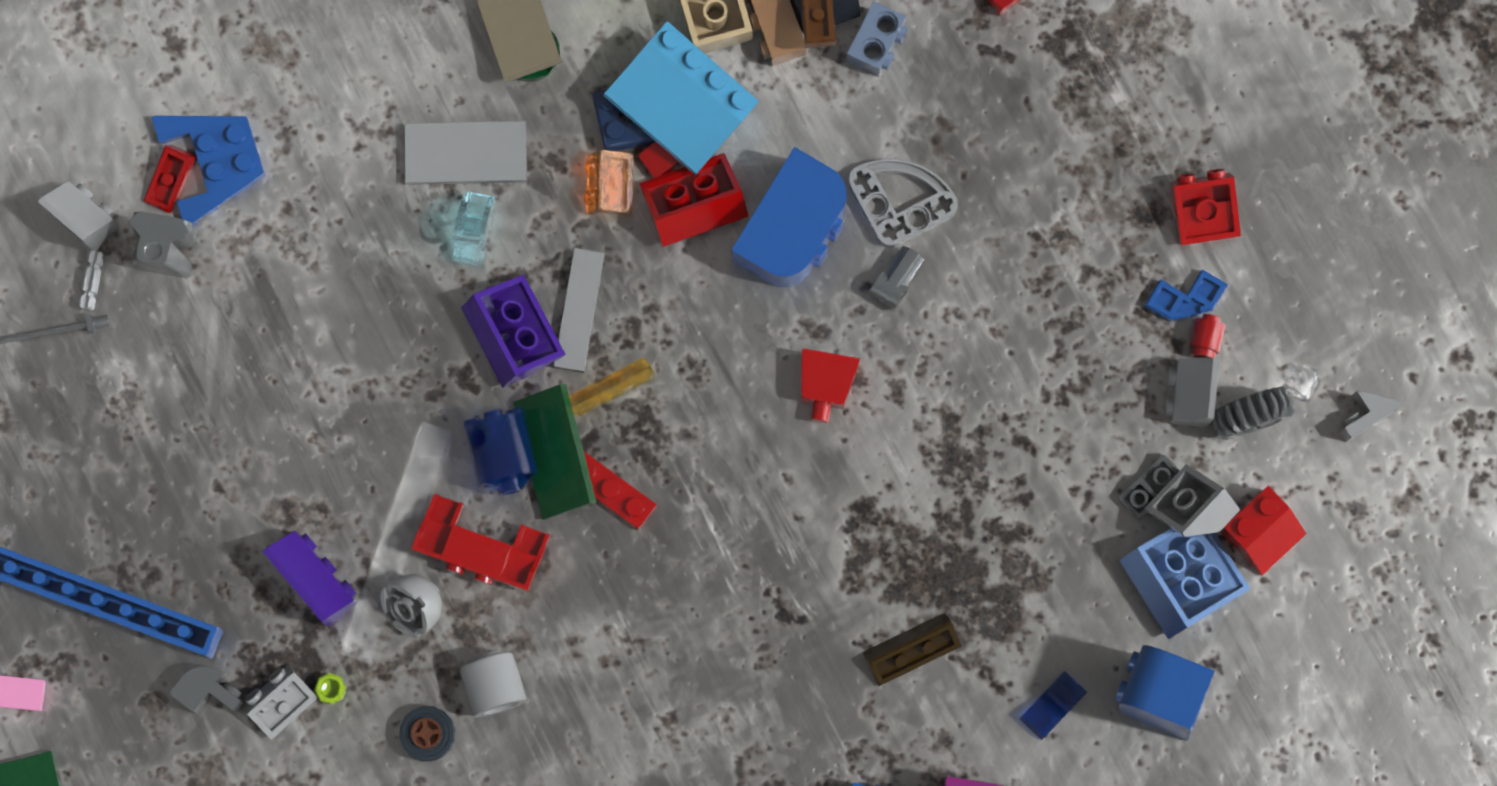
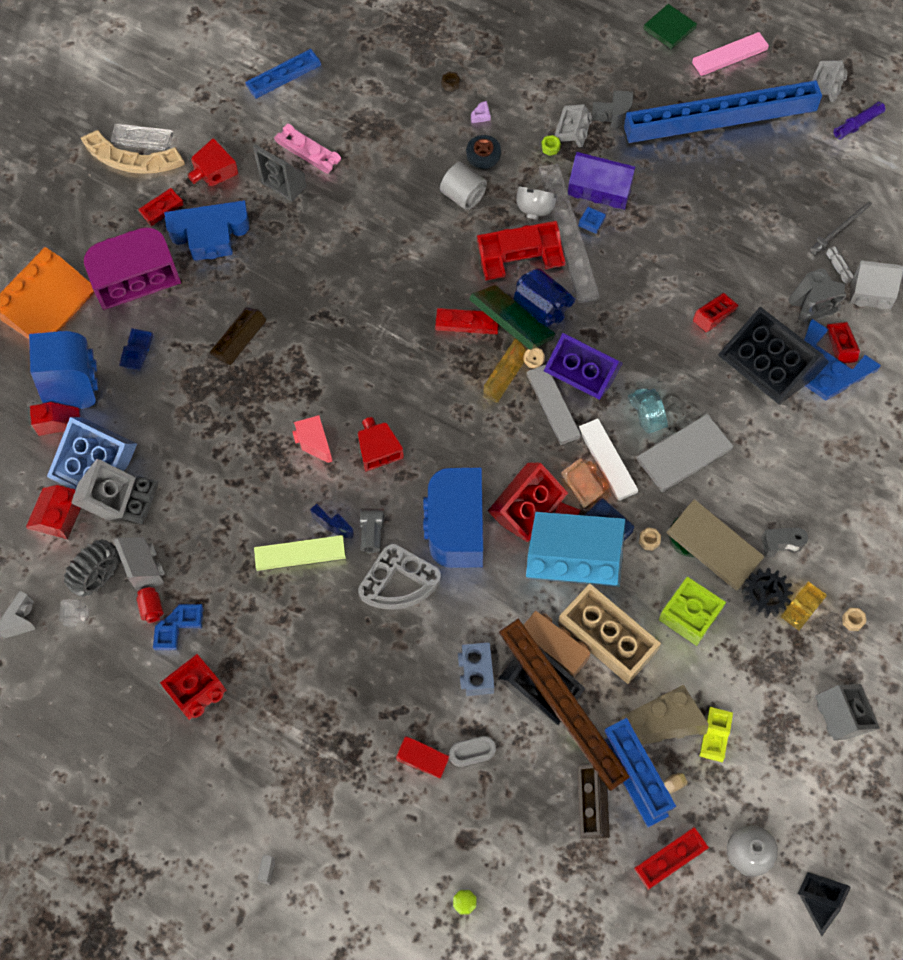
camera: 150 degrees right, 15 degrees down
(277, 199) = (773, 356): none -> black slope
(318, 307) = (703, 315): none -> red slope
(356, 536) = (592, 220): none -> blue plate
(562, 200) = (608, 459): none -> white tile
(563, 376) = (534, 358): none -> tan tile
(582, 72) = (649, 539): none -> tan tile
(900, 438) = (312, 438): none -> coral slope
(936, 306) = (335, 525): none -> clear blue slope
(996, 302) = (299, 553): none -> yellowish green tile
(1207, 655) = (51, 417): none -> red slope

